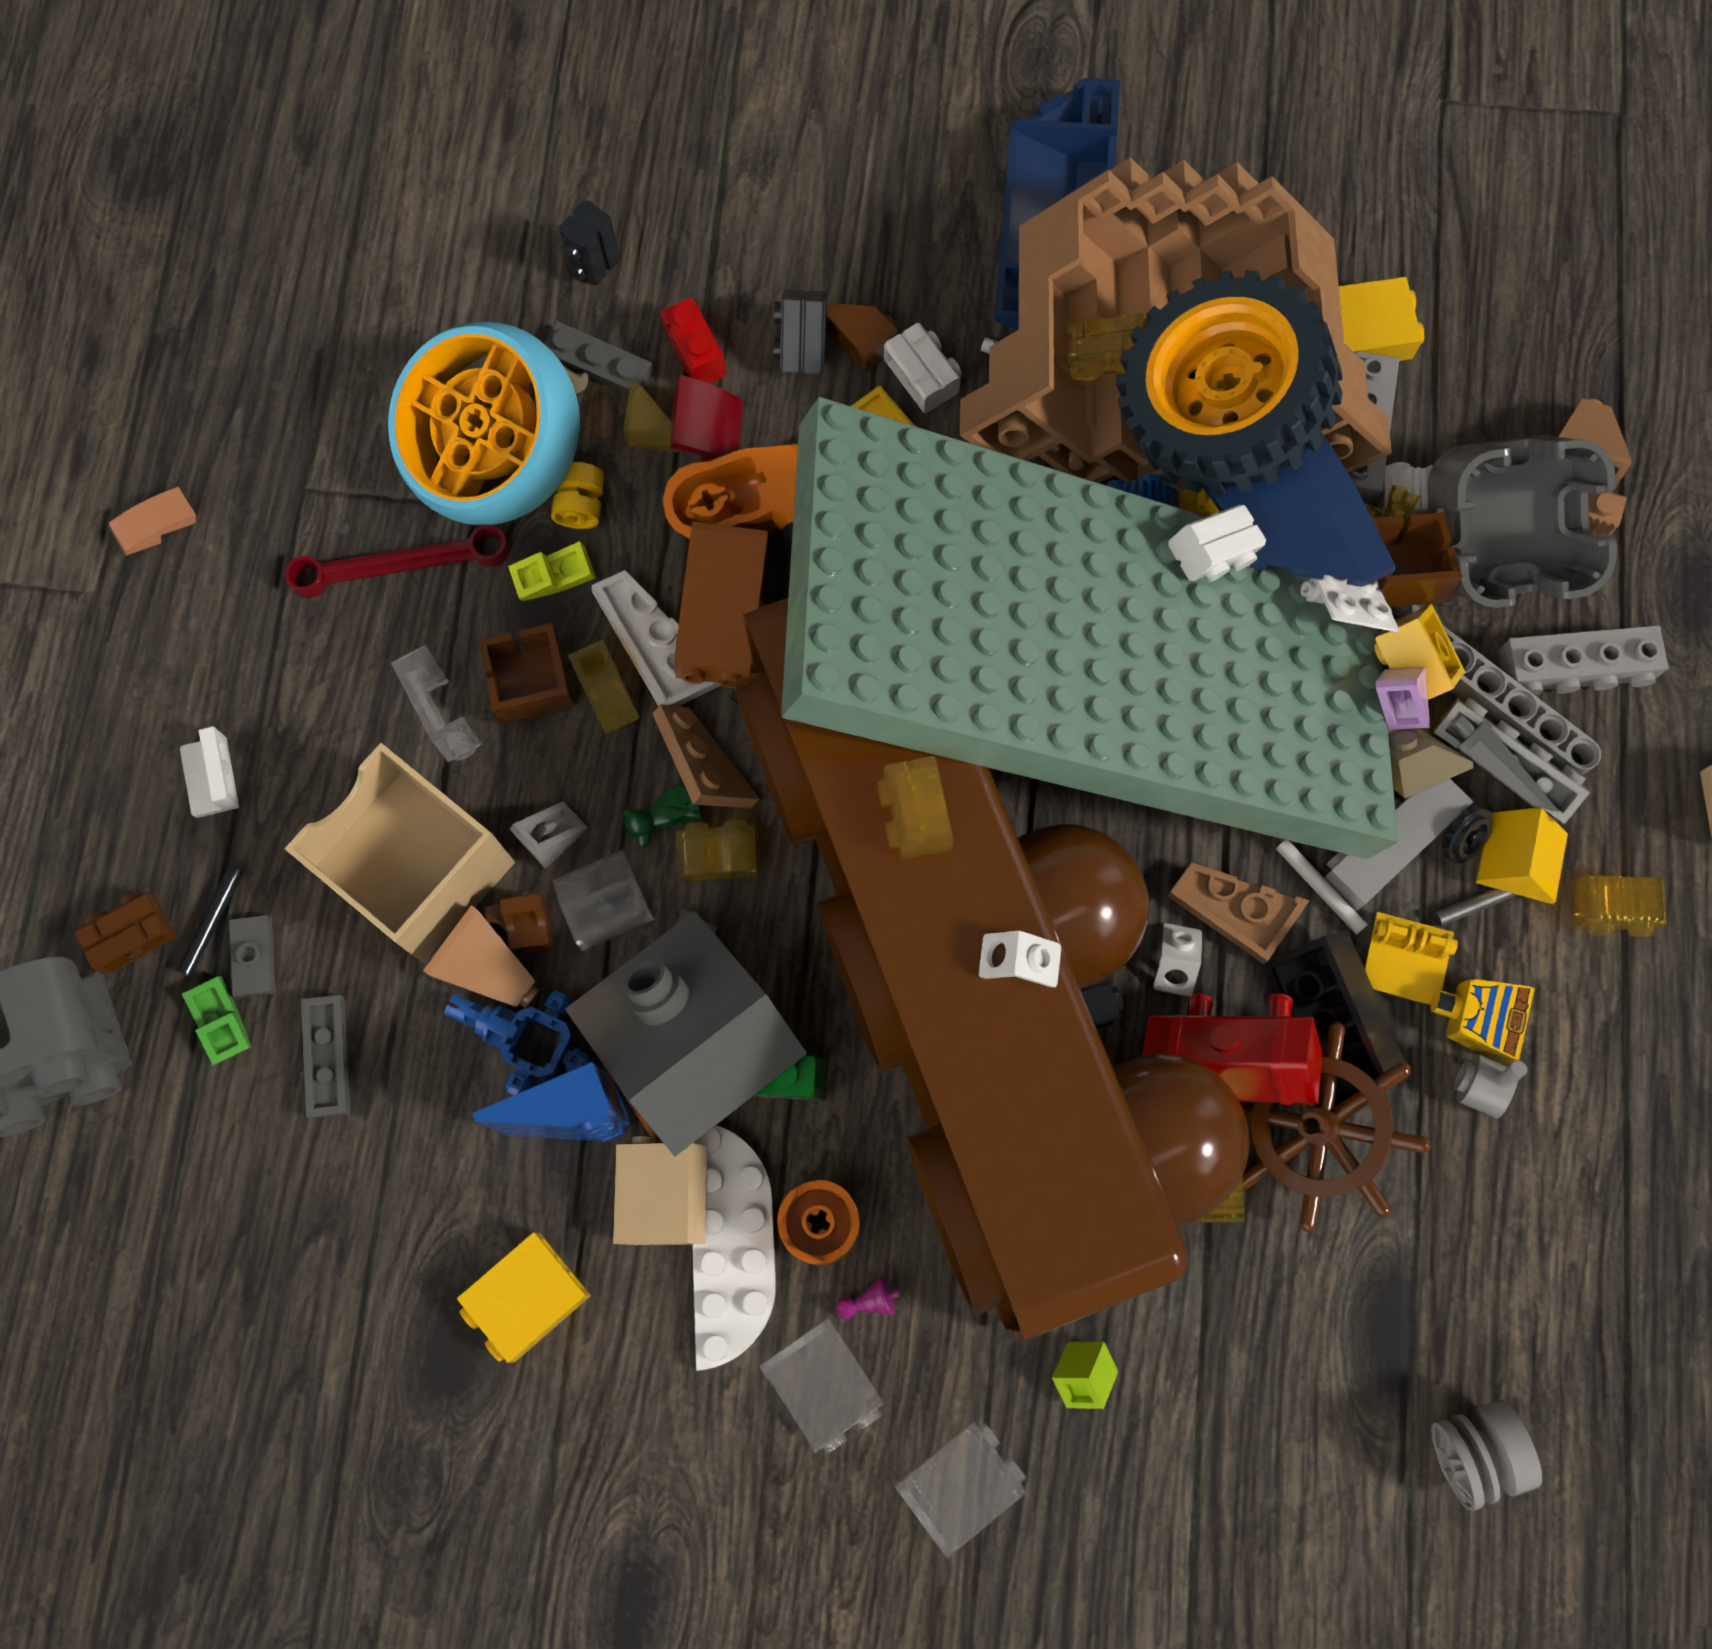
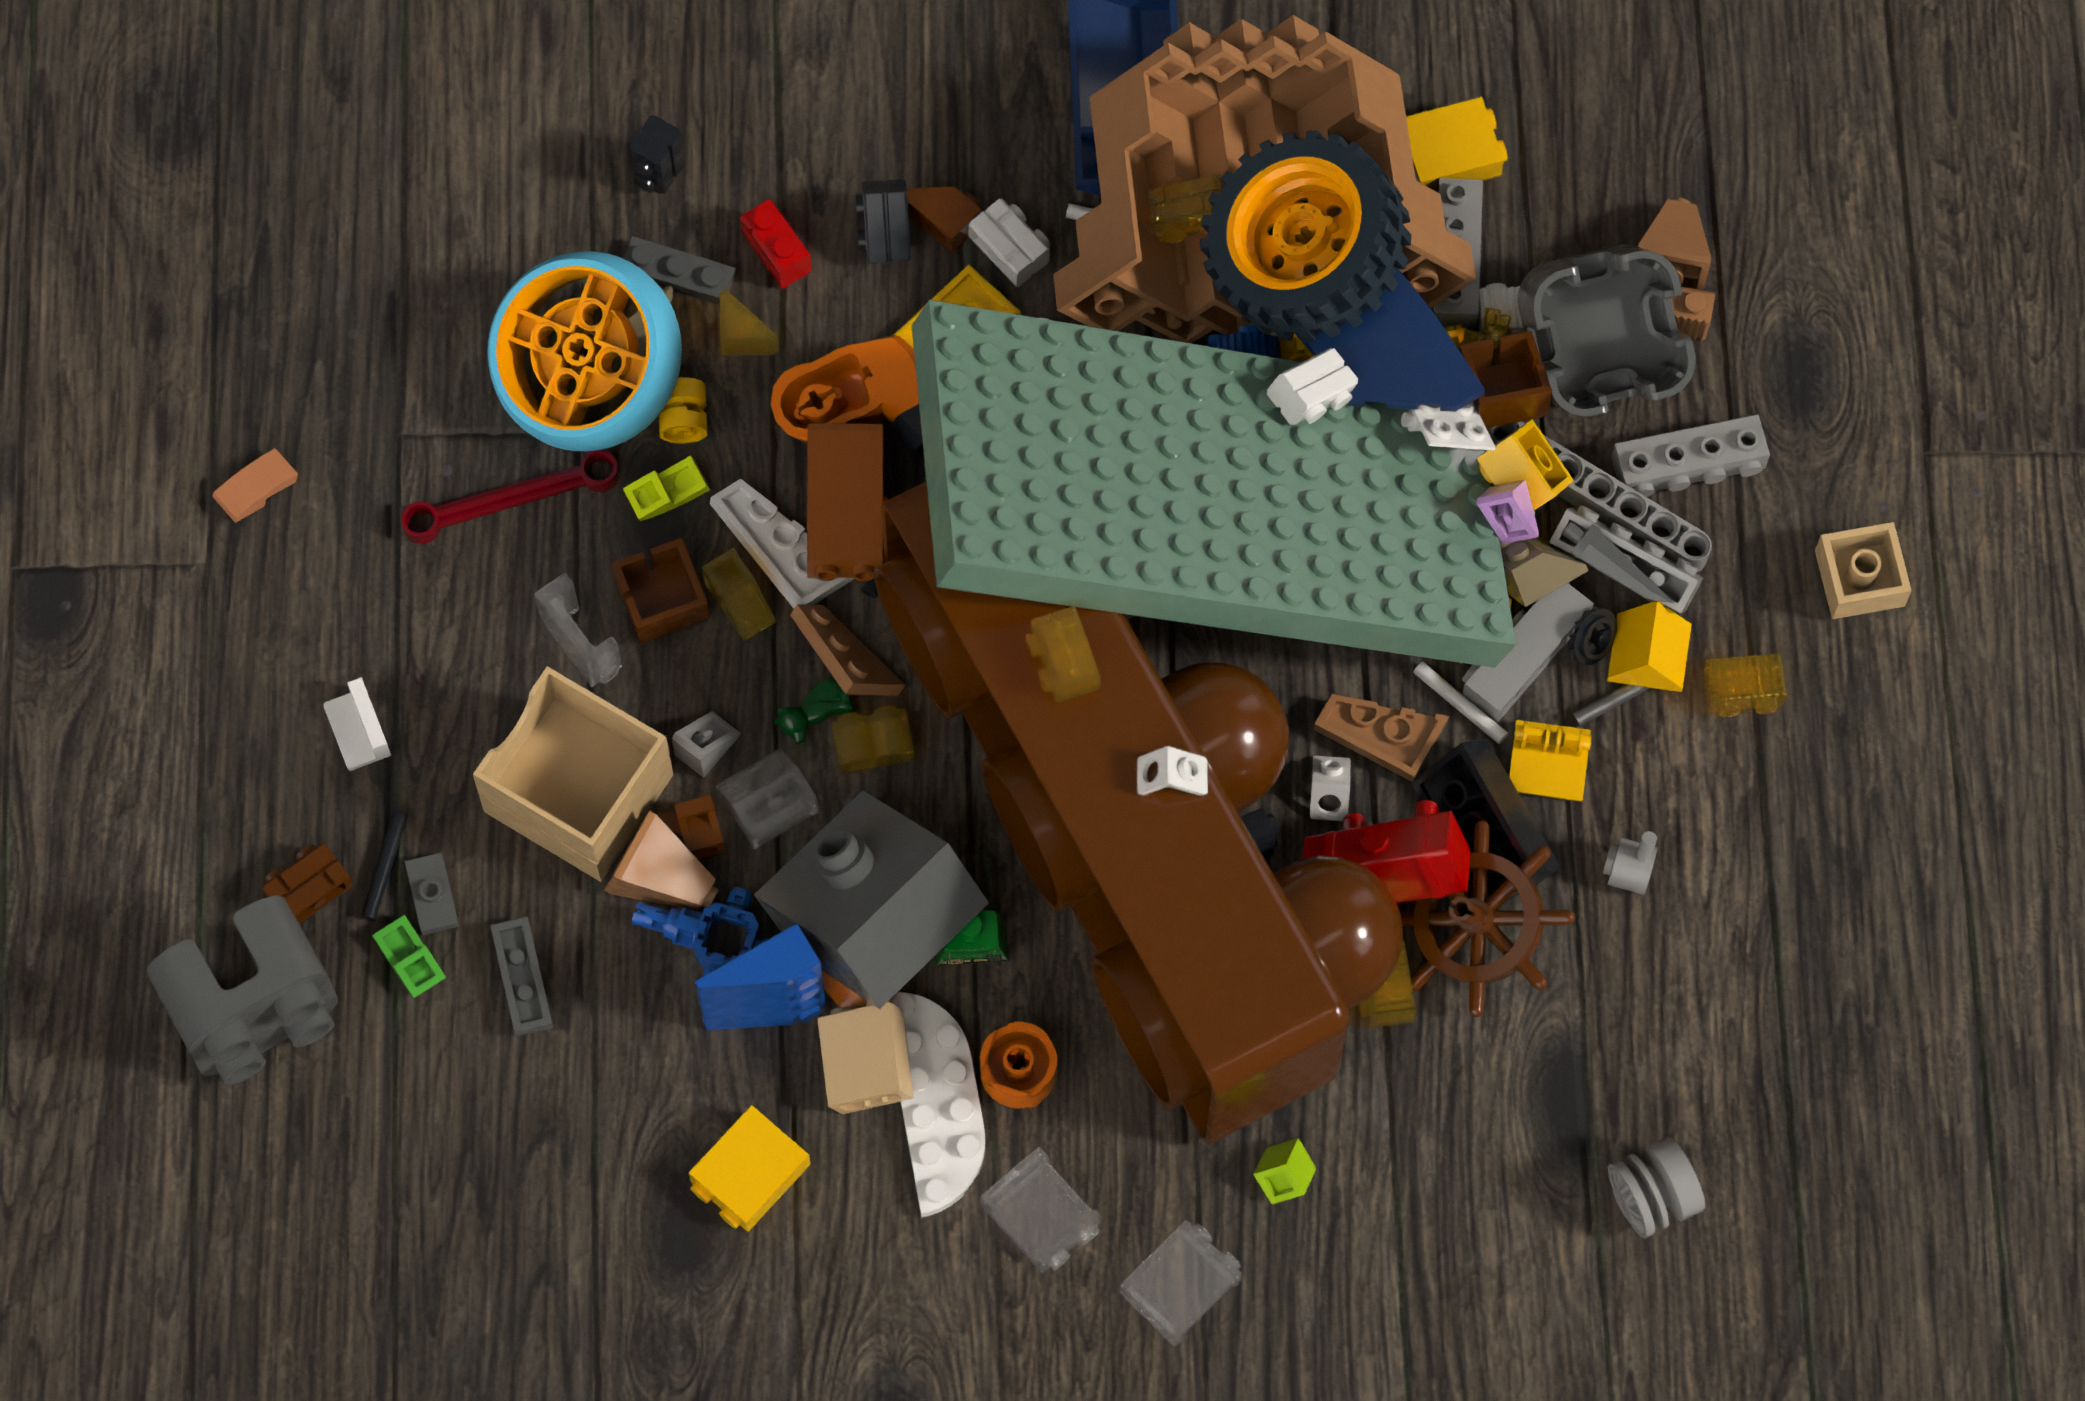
camera: 10 degrees left, 5 degrees down
(705, 419) = (799, 320): dark red slope -> none
(875, 1299) = (1079, 1130): magenta piece -> none
(1487, 1017) = (1625, 801): torso -> none

